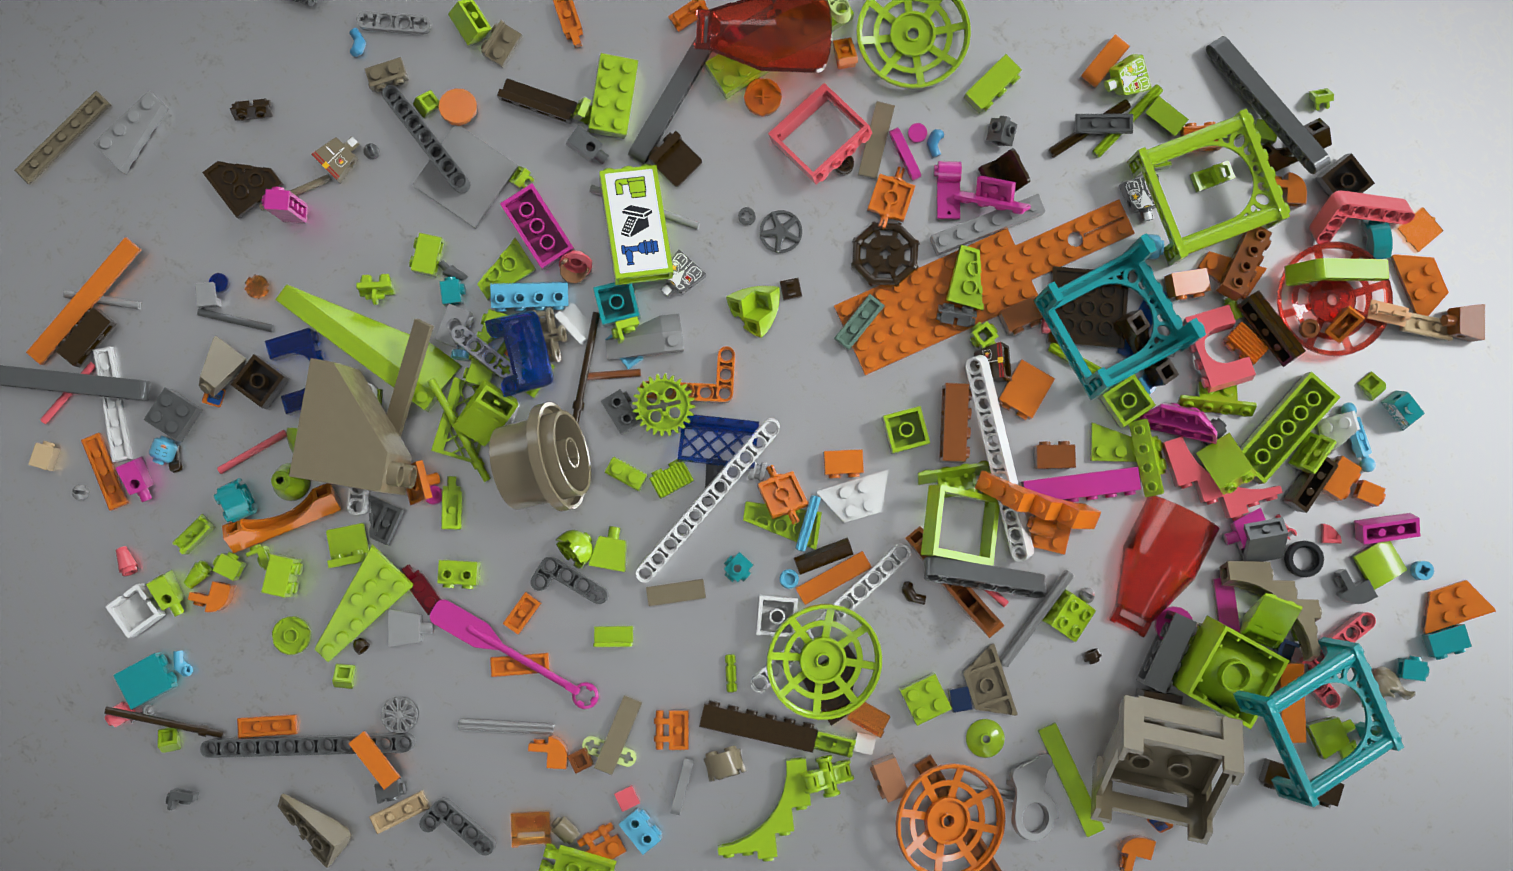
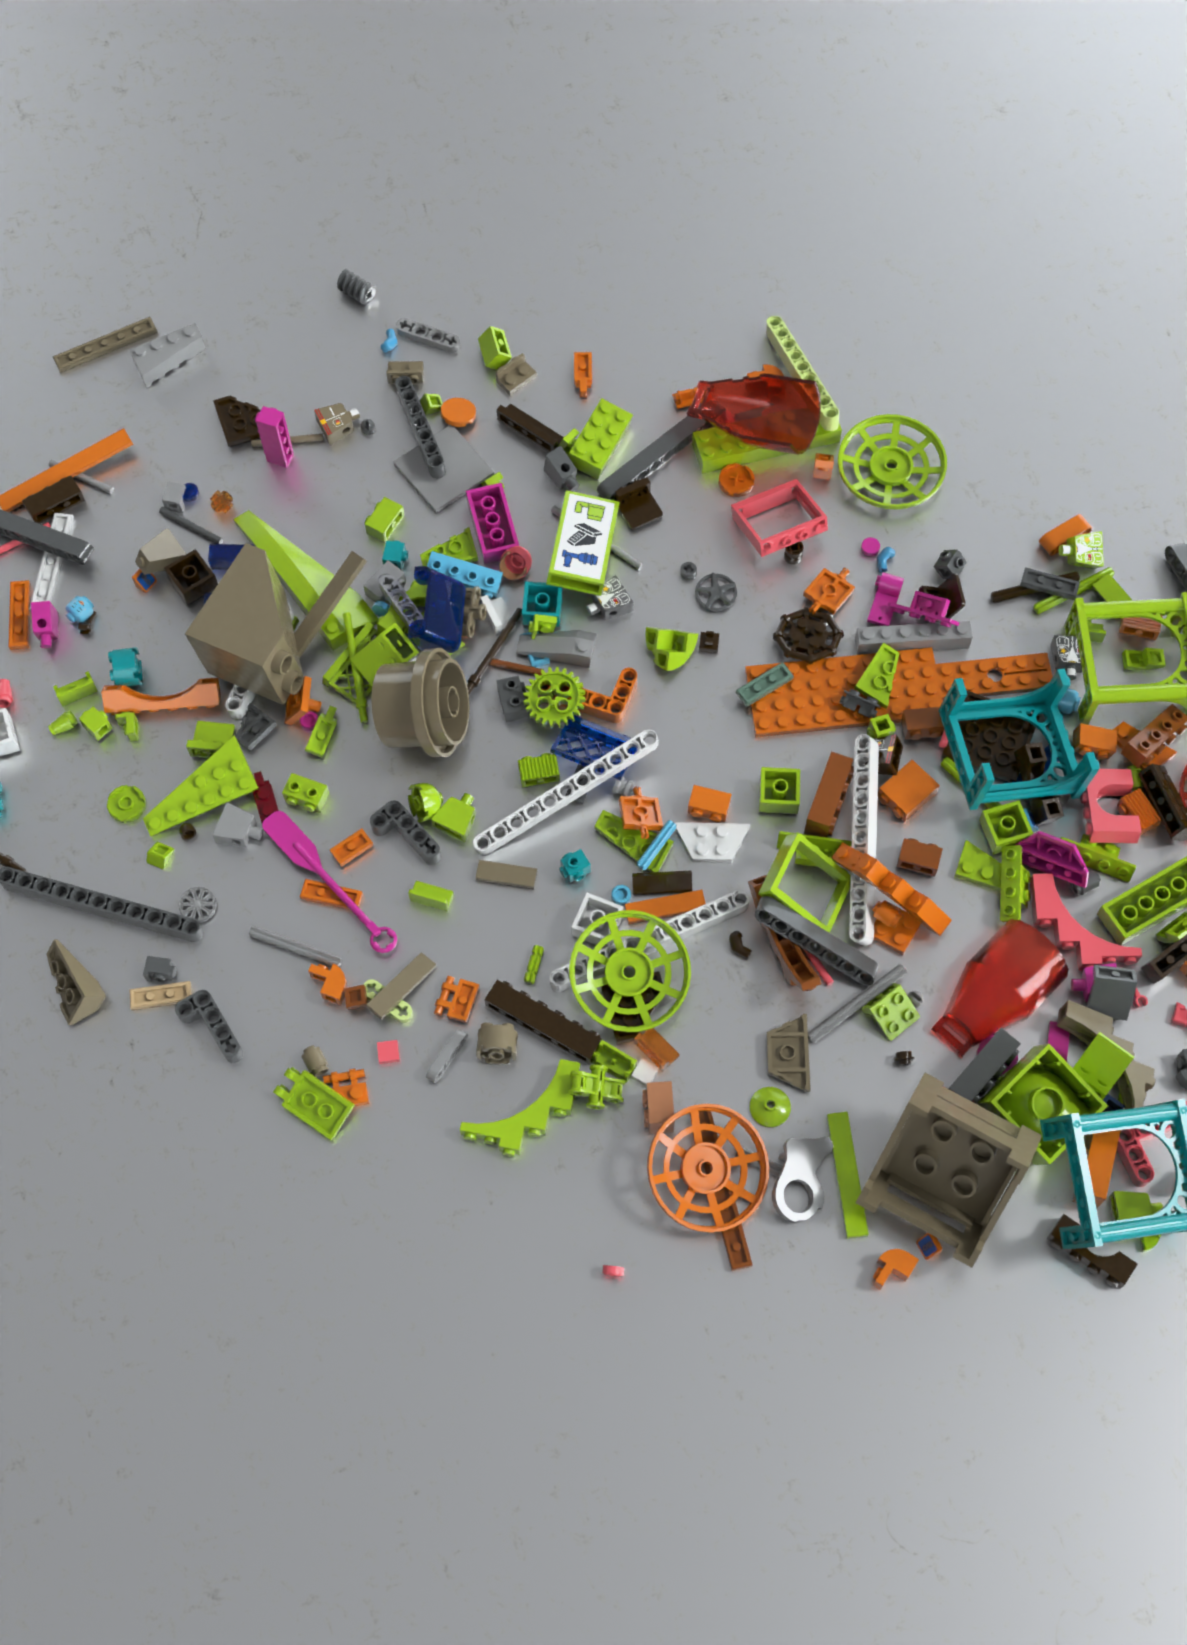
camera: 20 degrees right, 20 degrees down
(166, 586) = (29, 727): lime torso -> none
(173, 414) = (102, 582): dark grey brick -> none
(180, 665) = (12, 798): medium azure arm -> none
(218, 598) = (71, 750): orange brick -> none
(243, 111) = (276, 367): dark brown hinge -> none
(251, 452) = (154, 637): coral bar -> none
(267, 726) = (70, 875): orange tile -> none
(282, 575) = (140, 743): lime brick -> none
(289, 487) = (181, 667): lime cone -> none
(374, 760) = (157, 931): orange tile -> none
(375, 290) = (327, 533): lime hips -> none
(452, 271) = (399, 537): dark grey bar -> none
(530, 822) = (283, 1043): clear orange plate -> none
(626, 474) = (497, 752): lime brick -> none
(641, 830) = (389, 1084): medium azure brick -> none
(875, 145) = (830, 542): dark tan tile -> none
(905, 154) = (853, 559): dark pink beam -> none
(925, 698) = (720, 1045): lime brick -> none
(960, 699) = (755, 1057): dark blue panel -> none
(993, 84) = (953, 524): lime brick -> none
(1088, 484) = (952, 894): dark pink brick -> none
(1226, 464) = (1091, 910): lime panel -> none
(1319, 558) = (1156, 1016): black tyre -> none

